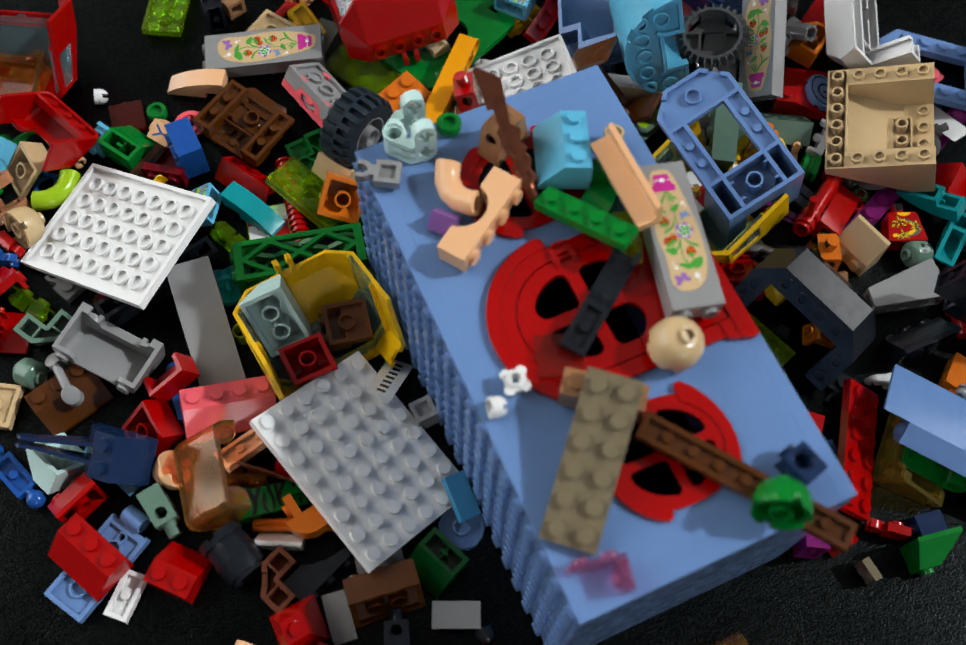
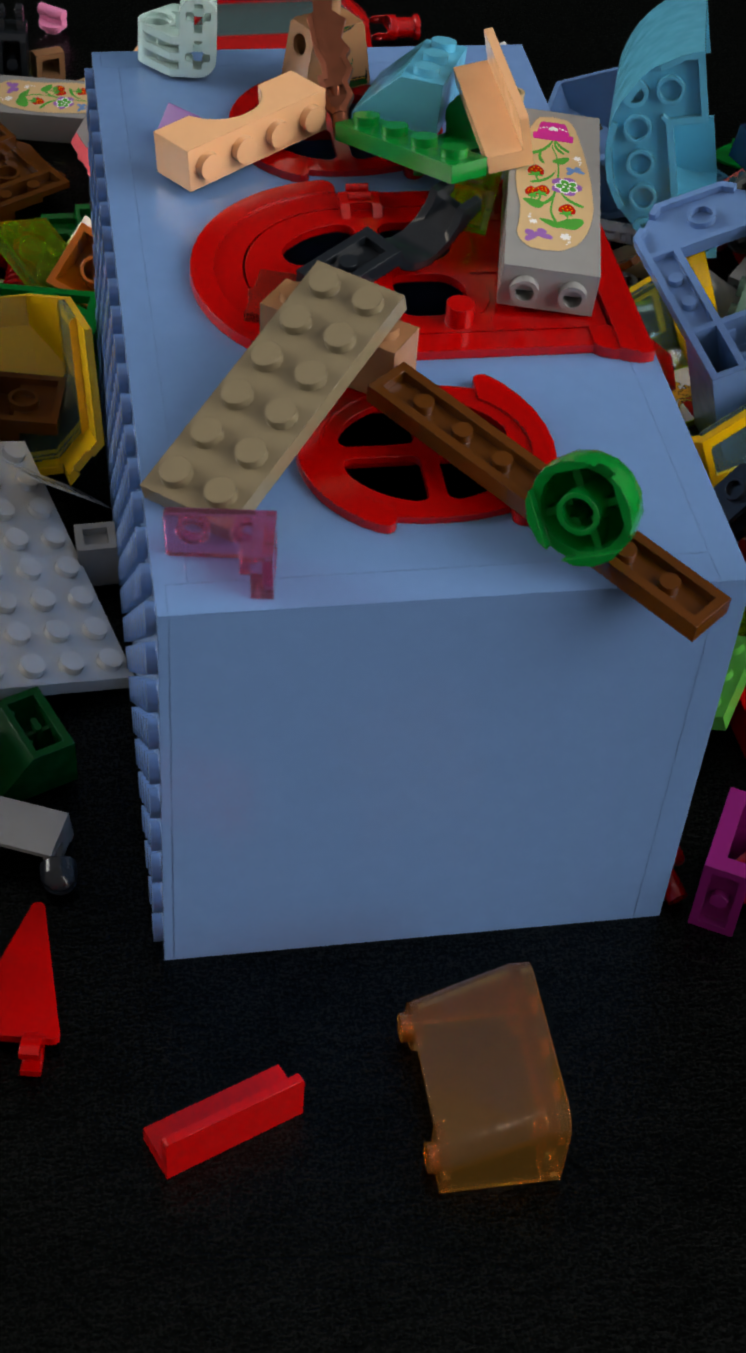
camera: 15 degrees right, 20 degrees down
(383, 173) = (119, 70): light grey plate -> none
(448, 125) = (251, 49): green tile -> none
(453, 191) = (215, 87): light nougat cylinder -> none
(461, 496) = (104, 667): dark azure tile -> none
(464, 534) = (96, 724): medium blue tile -> none
(495, 408) = (156, 331): white hinge -> none
(515, 388) = (202, 306): white plate -> none
(675, 343) = (496, 311): tan cylinder -> none
(811, 462) = (667, 502): dark blue brick -> none

